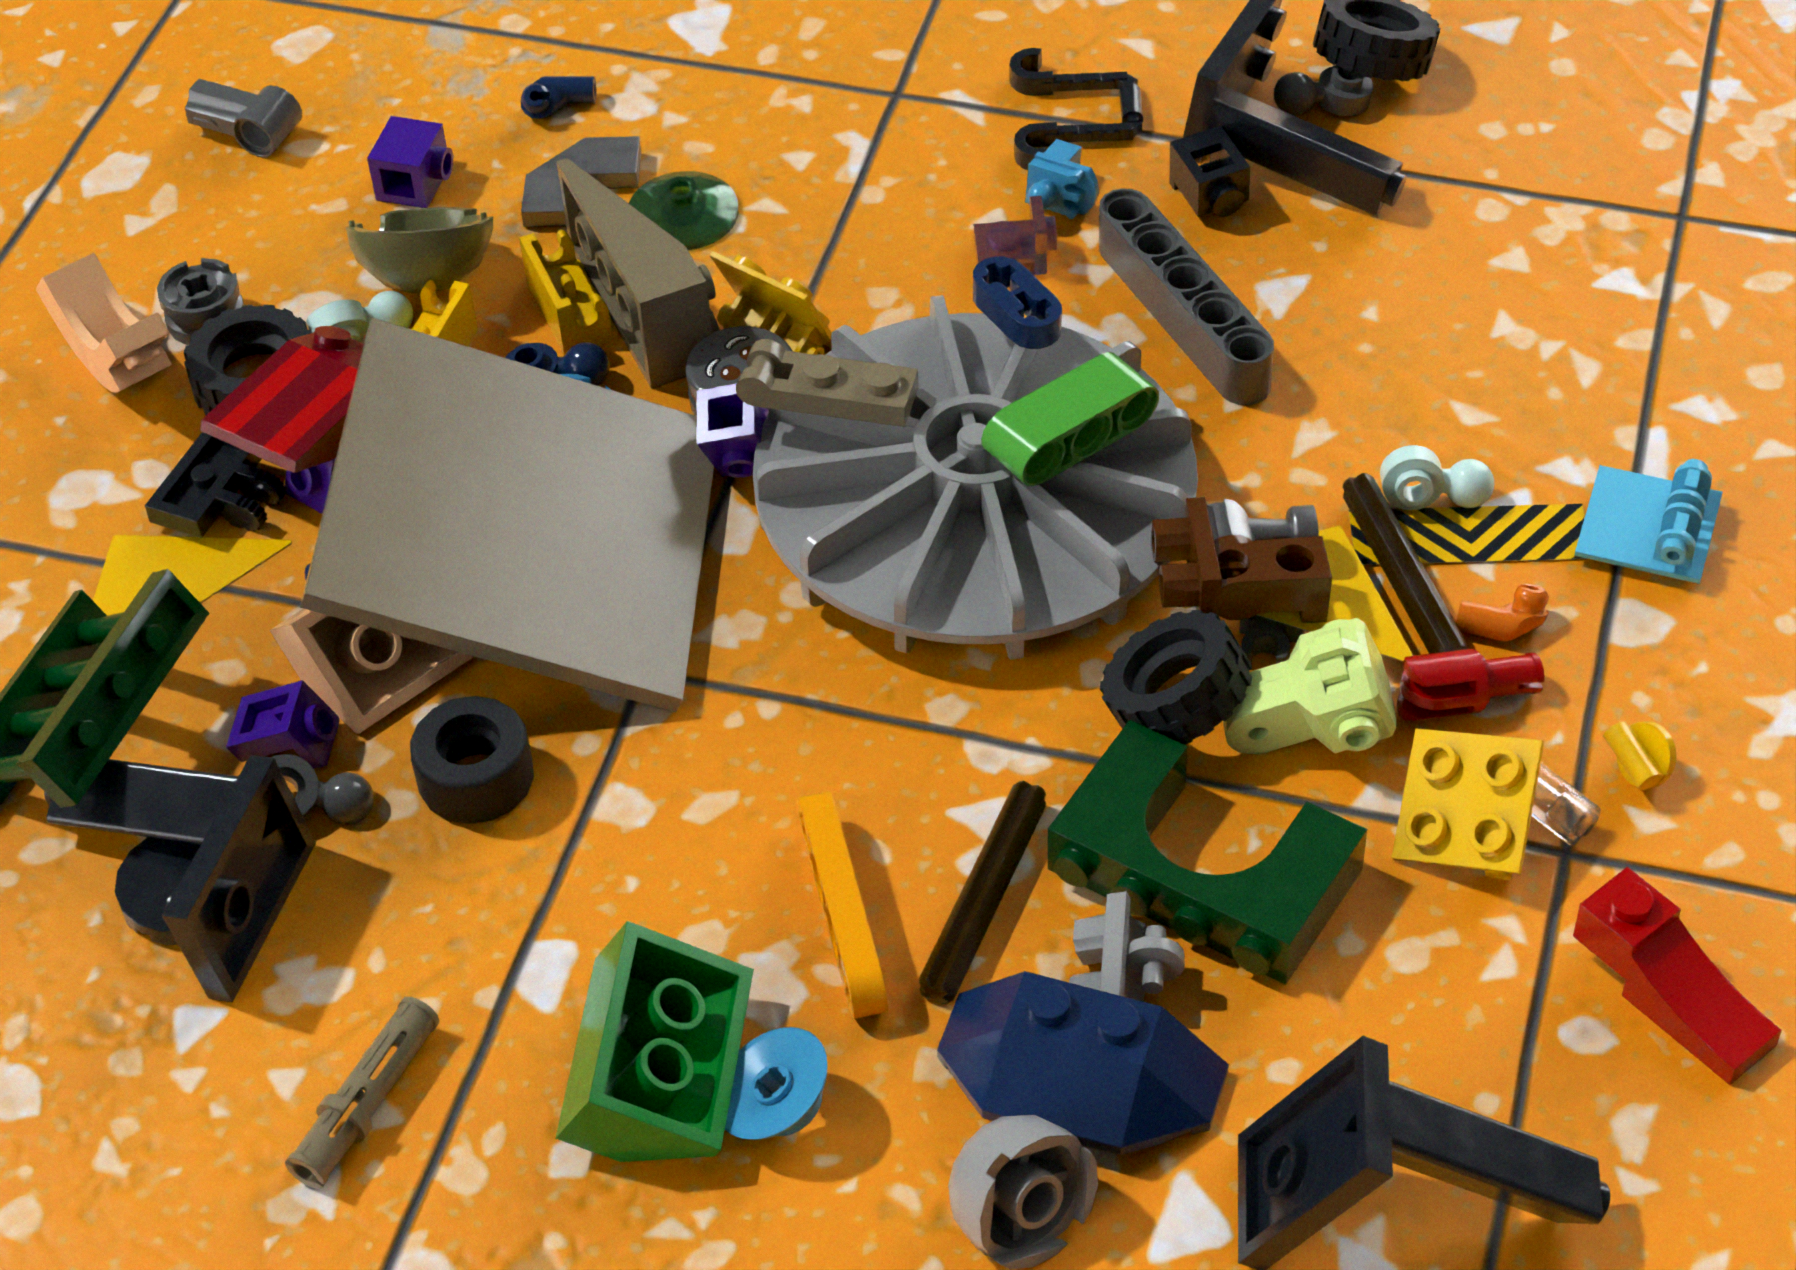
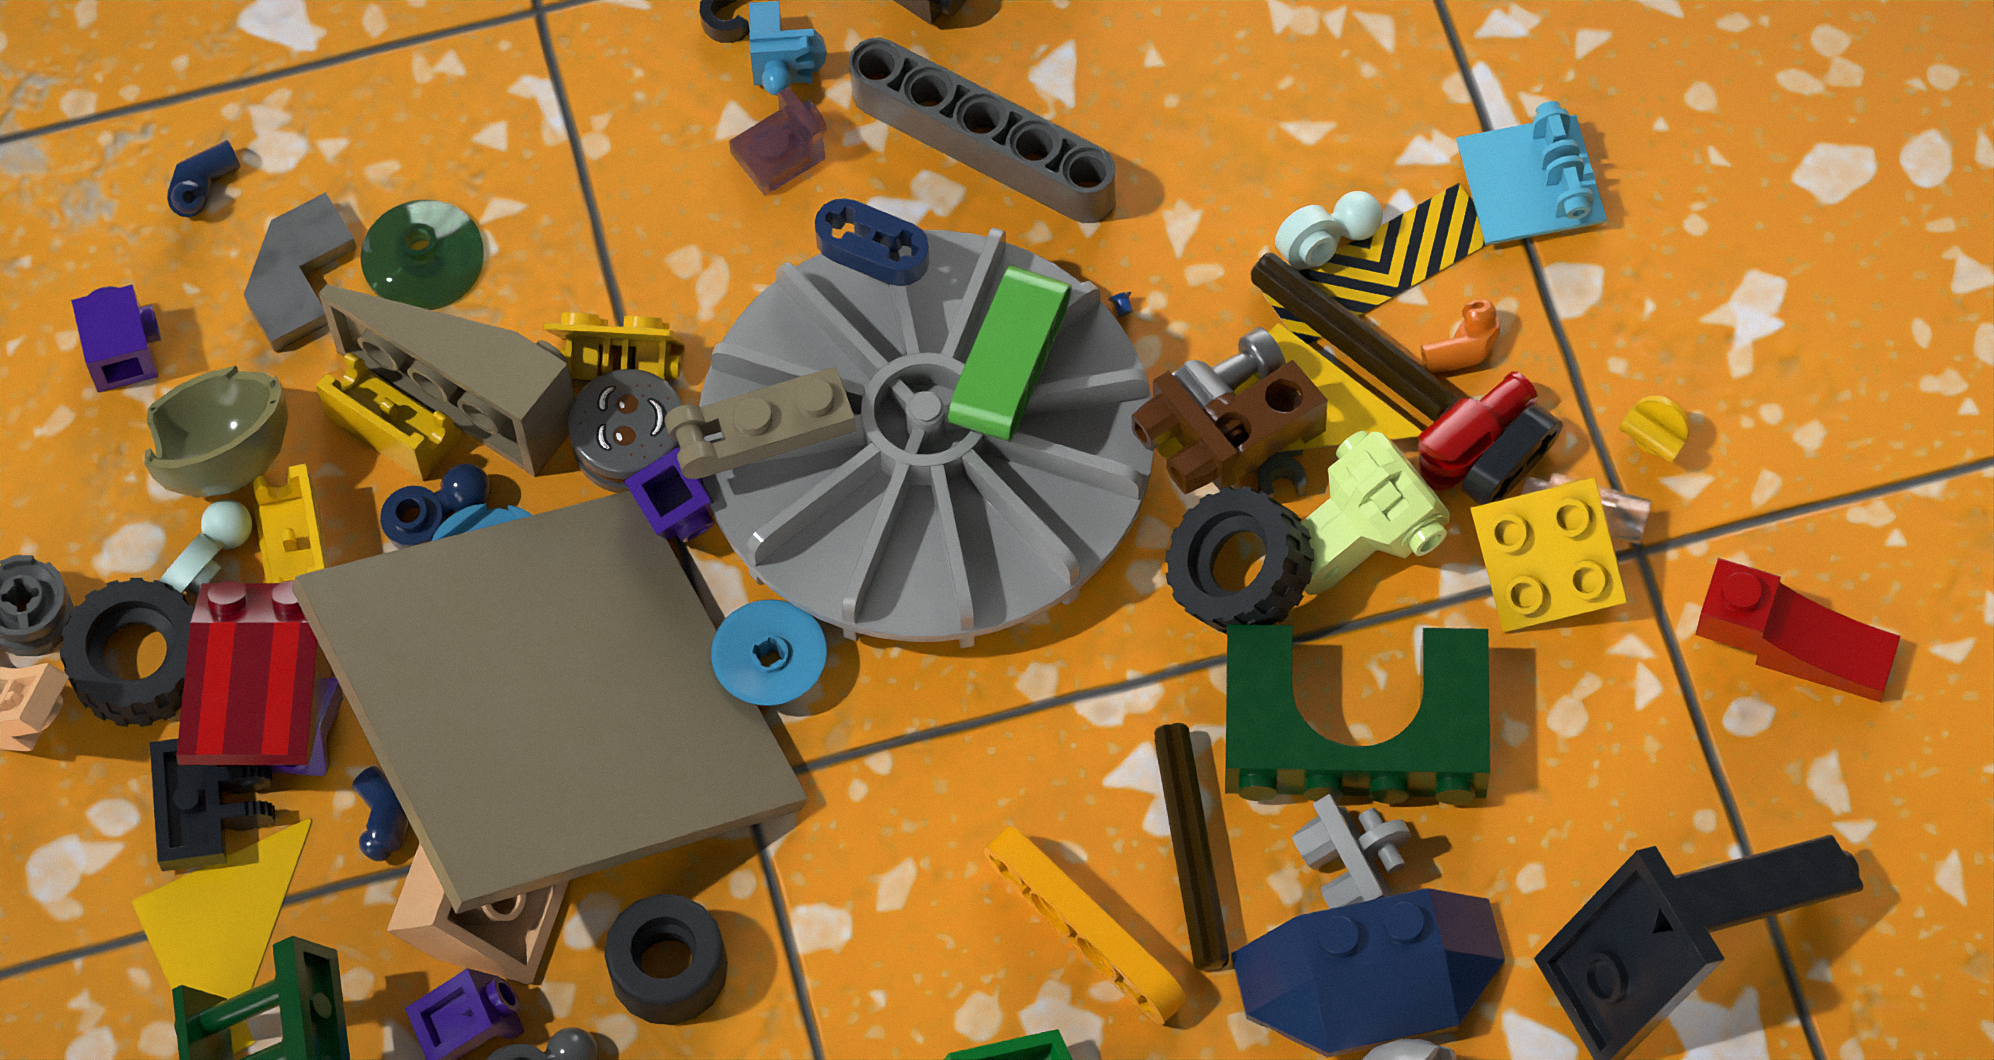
camera: 30 degrees left, 15 degrees up
(729, 577) = (755, 632): none -> dark azure piece
(1218, 465) = (1122, 303): none -> blue piece
(1502, 709) = (1512, 455): none -> black beam

